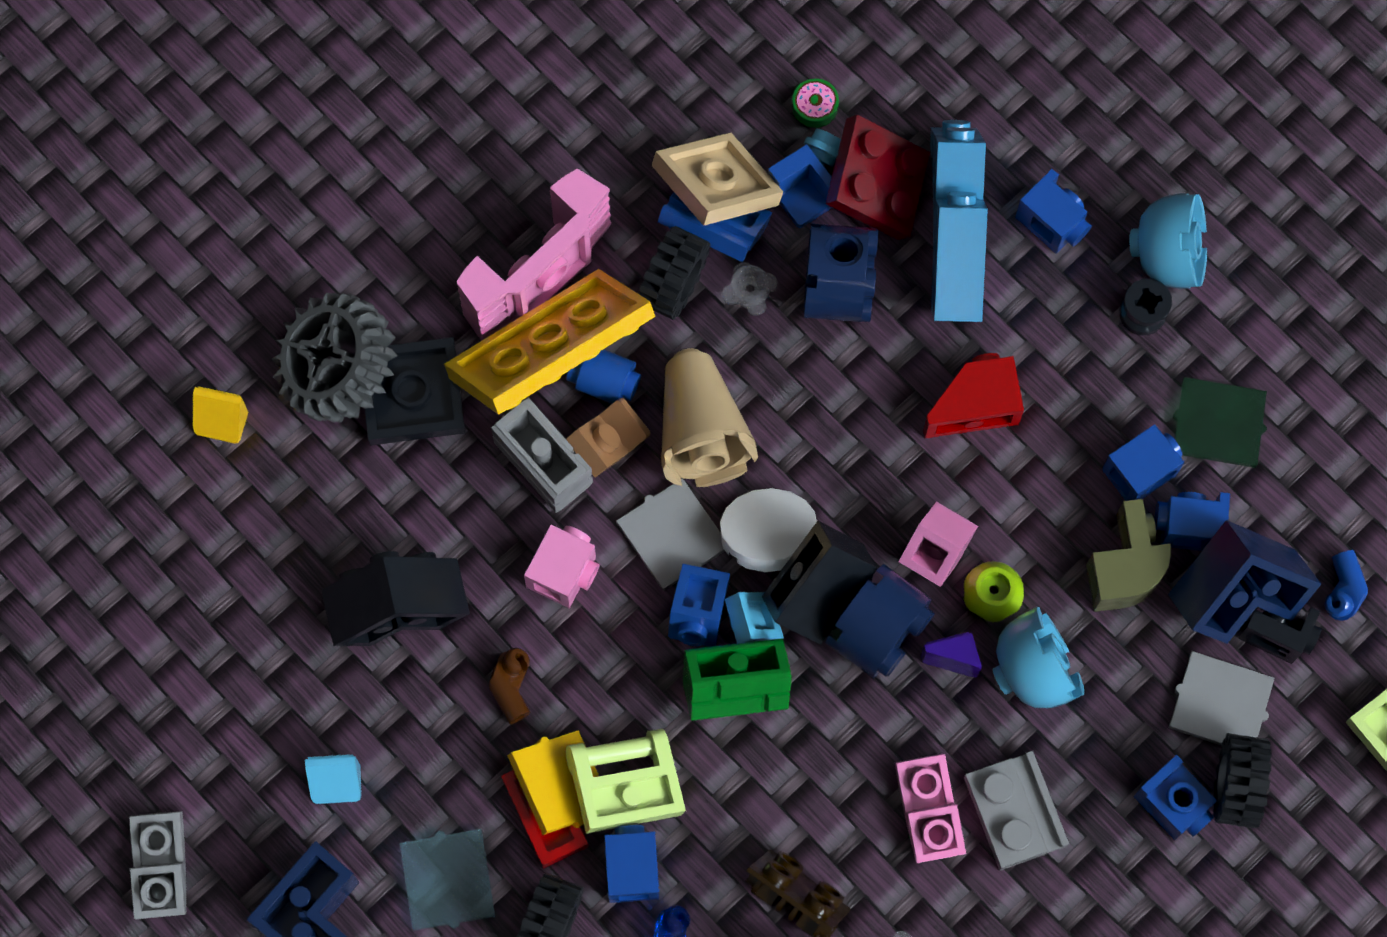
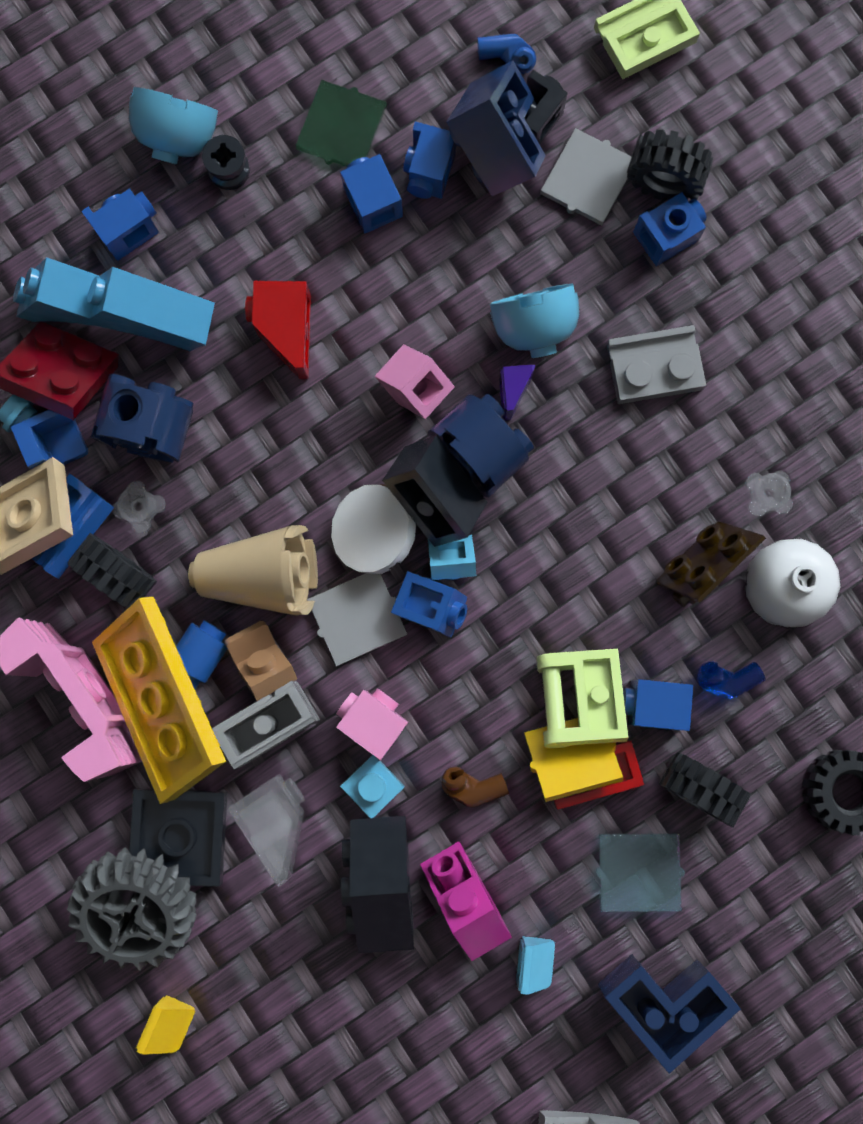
camera: 75 degrees left, 10 degrees up
(389, 693) = (465, 901): none -> dark pink slope
(439, 483) = (272, 824): none -> clear slope
(494, 580) = (372, 786): none -> medium azure plate
(736, 679) = (508, 582): green brick -> none
(930, 808) = (643, 436): bright pink slope -> none
(988, 605) = (464, 358): lime plate -> none
(1131, 573) = (463, 216): olive brick -> none

